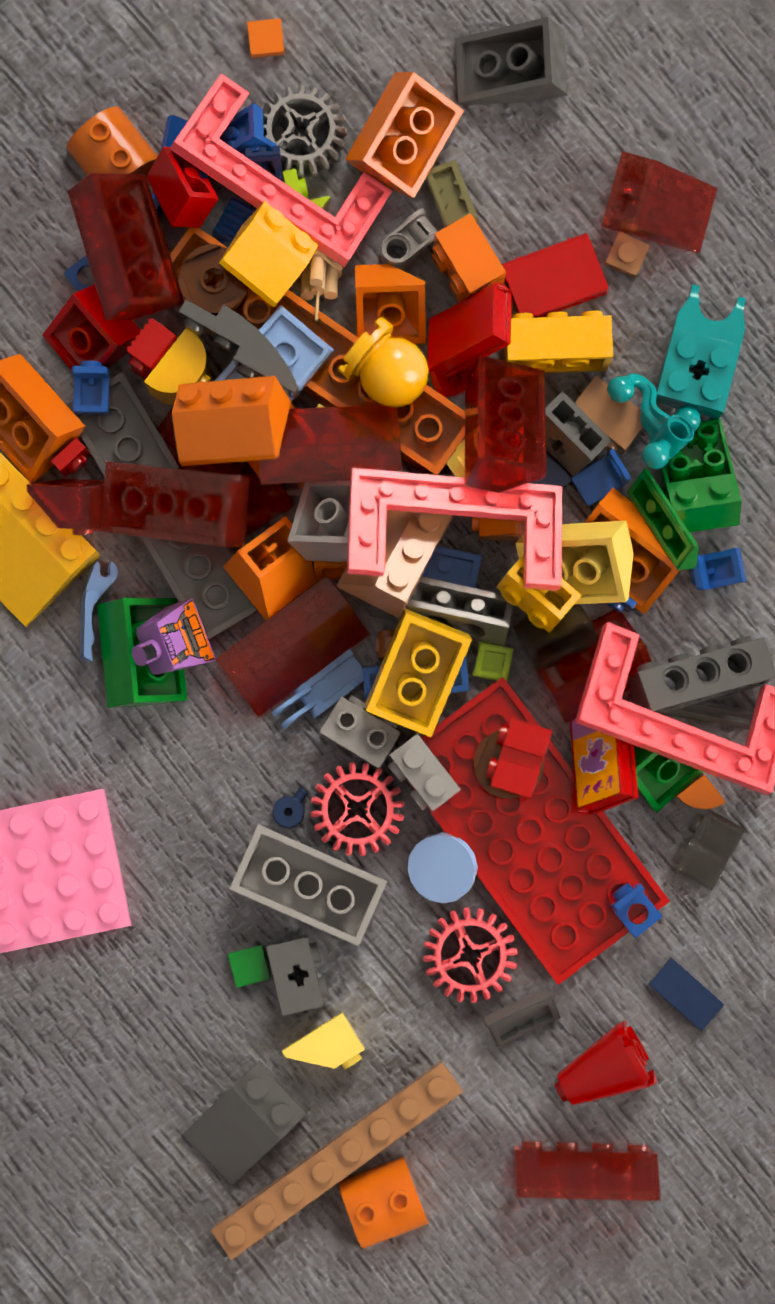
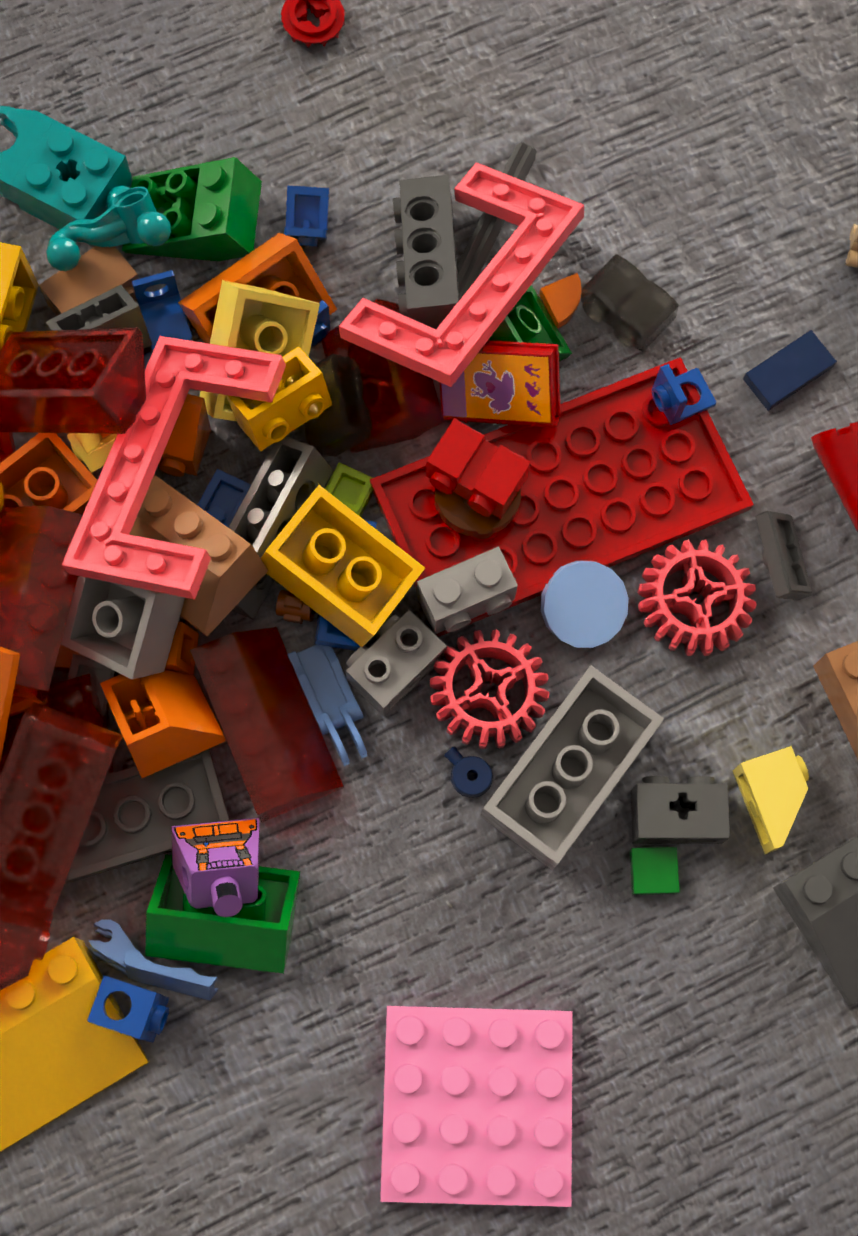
camera: 80 degrees left, 10 degrees down
(55, 617) = (146, 1015): none -> blue bracket
(664, 521) = (234, 246): green slope -> none

